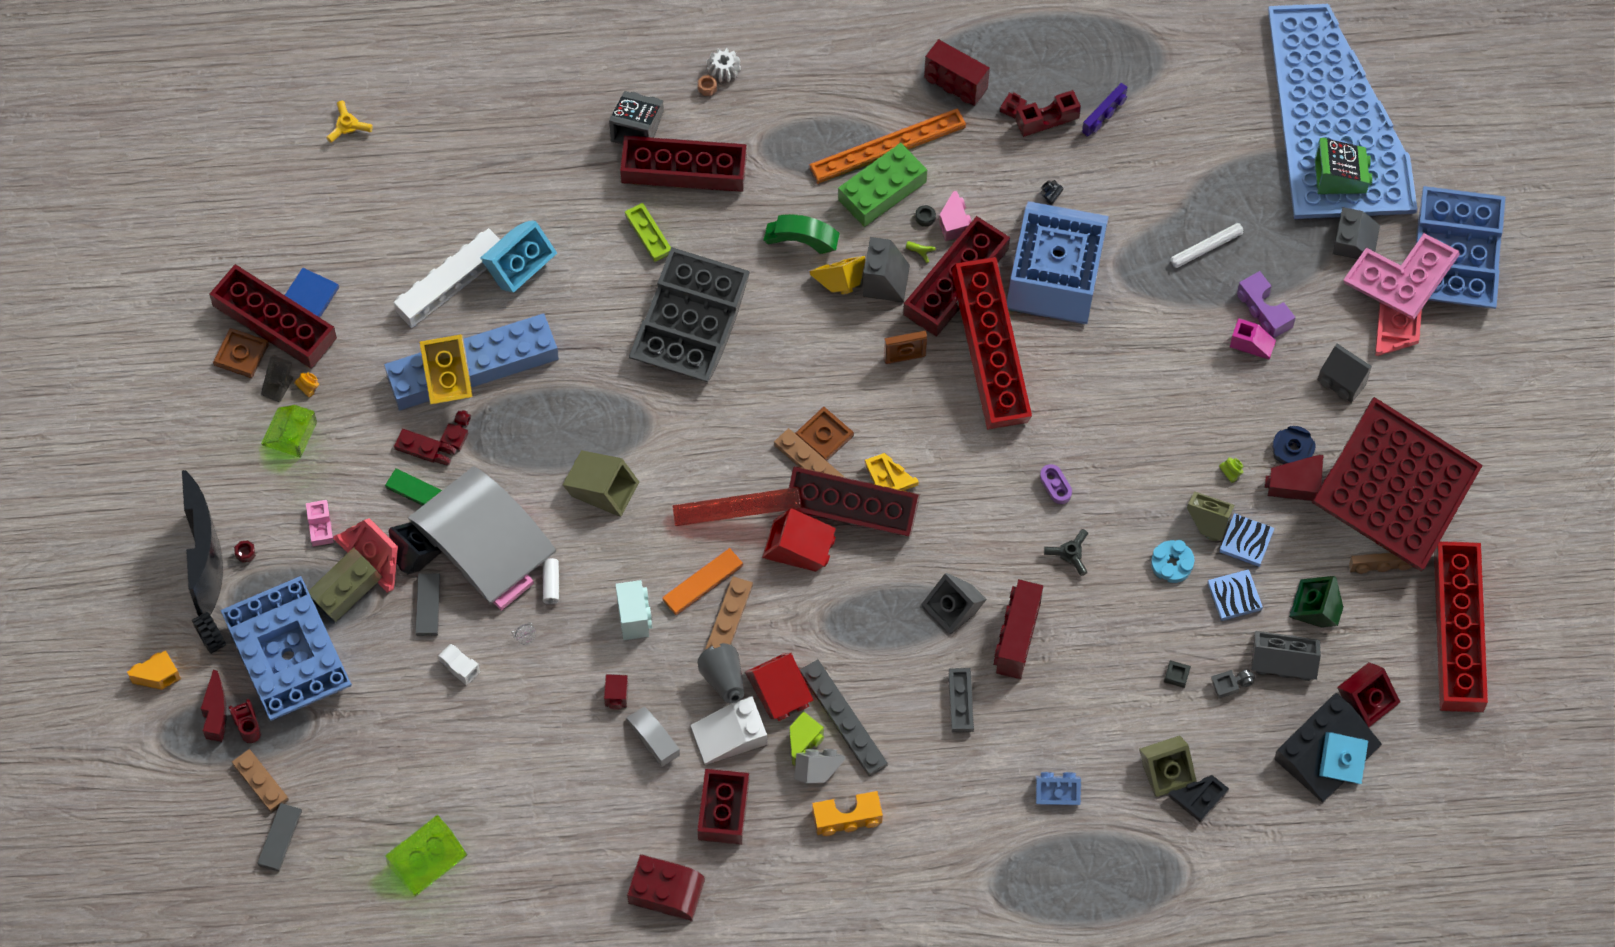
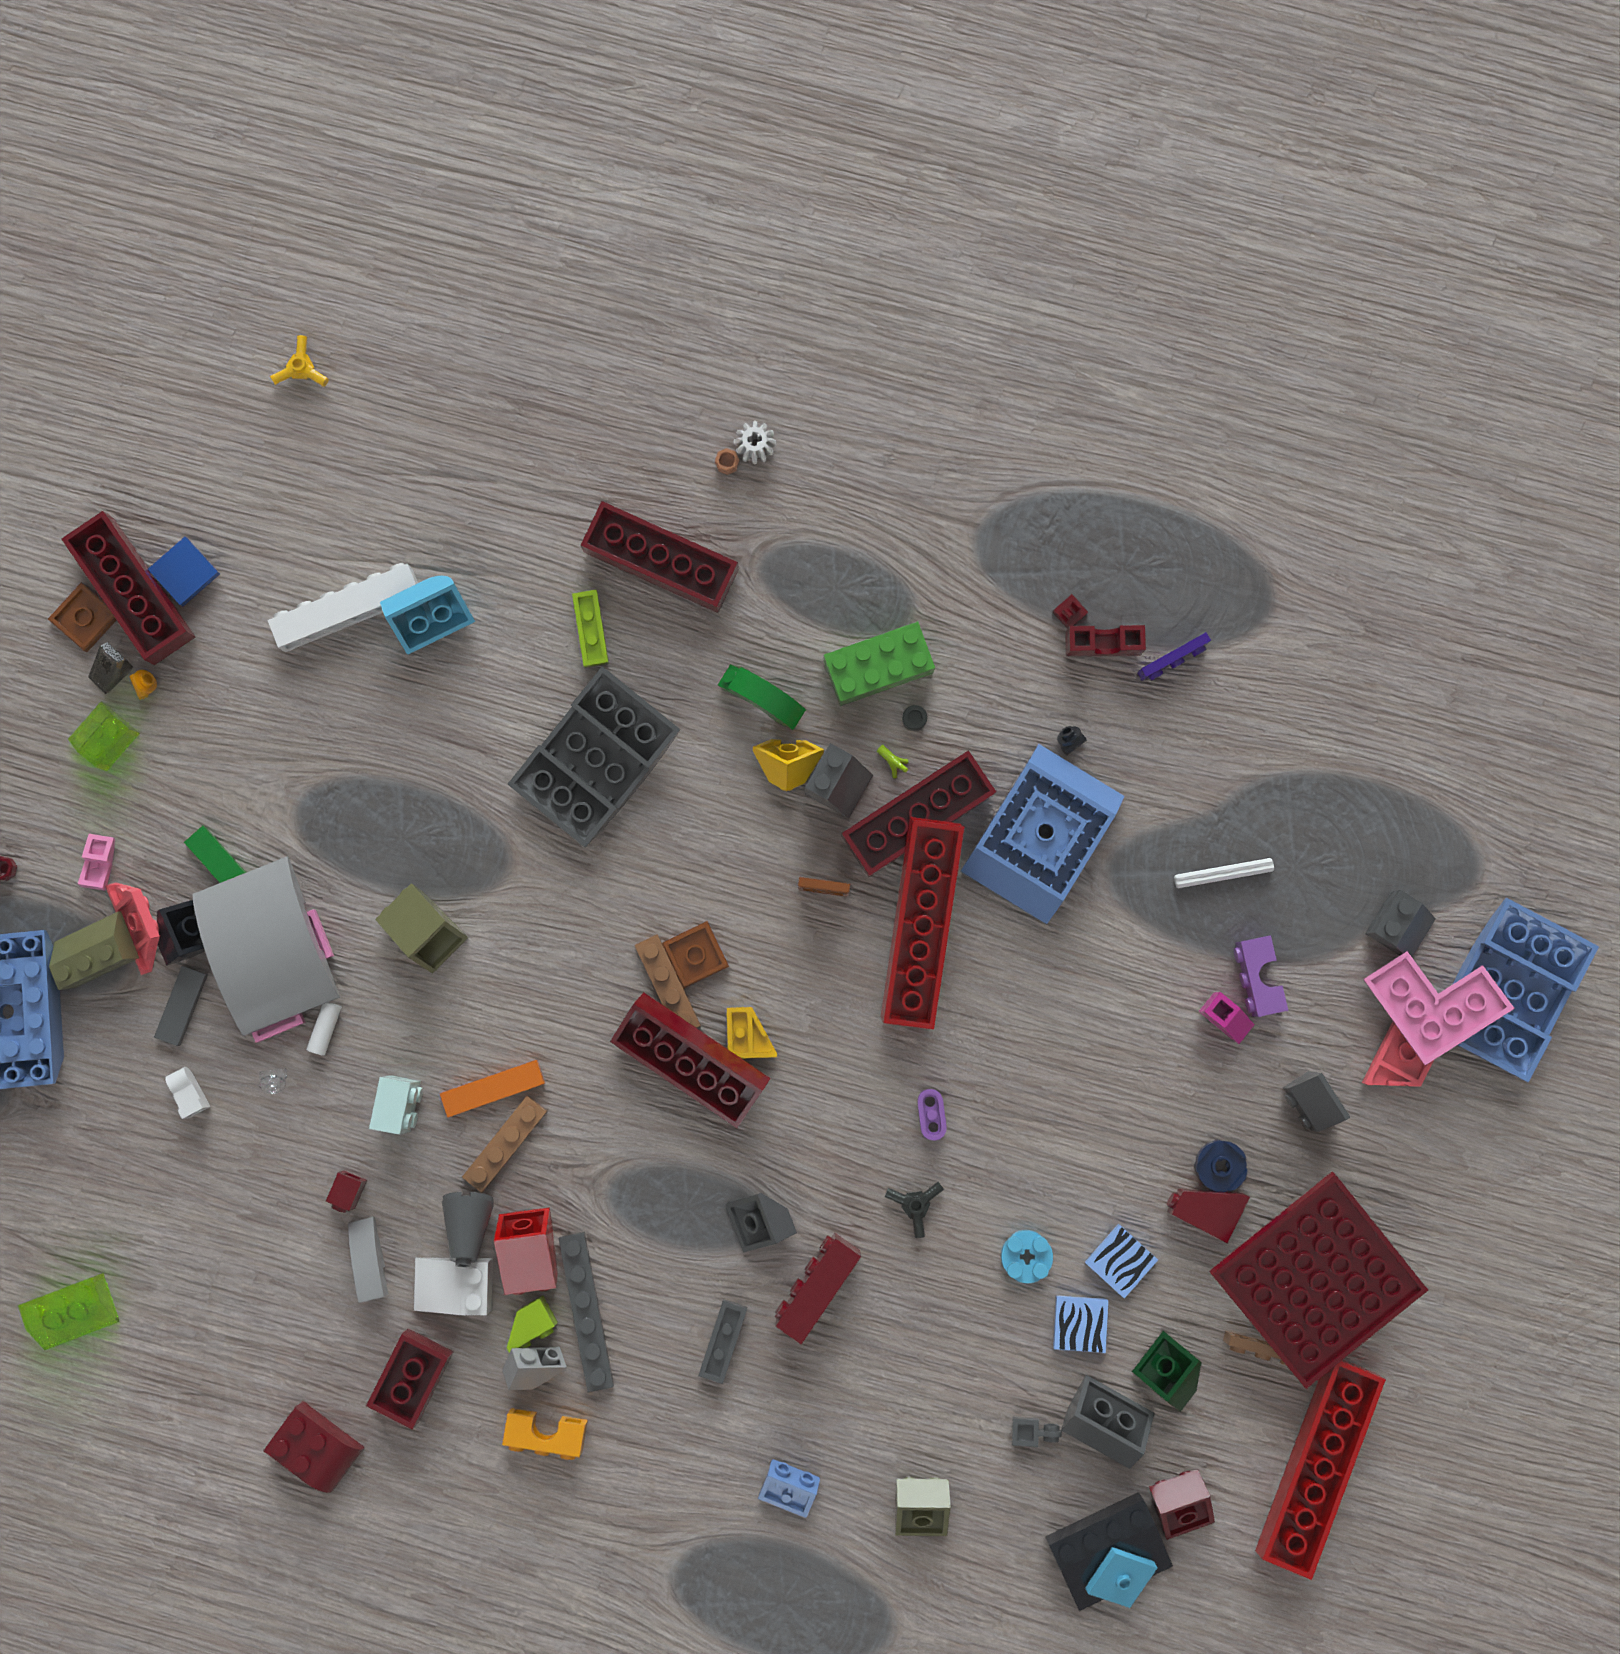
camera: 20 degrees right, 20 degrees up
(423, 447) = (242, 808): dark red hinge -> none
(446, 369) = (287, 733): yellow slope -> none
(455, 434) = (284, 807): dark red plate -> none
(489, 358) = (330, 724): medium blue brick -> none
(635, 117) = (627, 477): slope -> none
(737, 506) = (559, 1019): clear red plate -> none
(799, 541) = (615, 1084): red slope -> none
(872, 150) = (906, 612): orange tile -> none
(953, 217) = (943, 736): bright pink slope -> none
(956, 72) = (1017, 551): dark red brick -> none
(1177, 674) = (977, 1395): pearl dark grey tile -> none
(1200, 797) = (943, 1557): black wing -> none
(1210, 515) = (1092, 1218): olive slope -> none
(1232, 469) = (1140, 1167): lime plate -> none
(1329, 97) = (1436, 773): light blue wing -> none
(1342, 168) = (1420, 840): bright green slope -> none

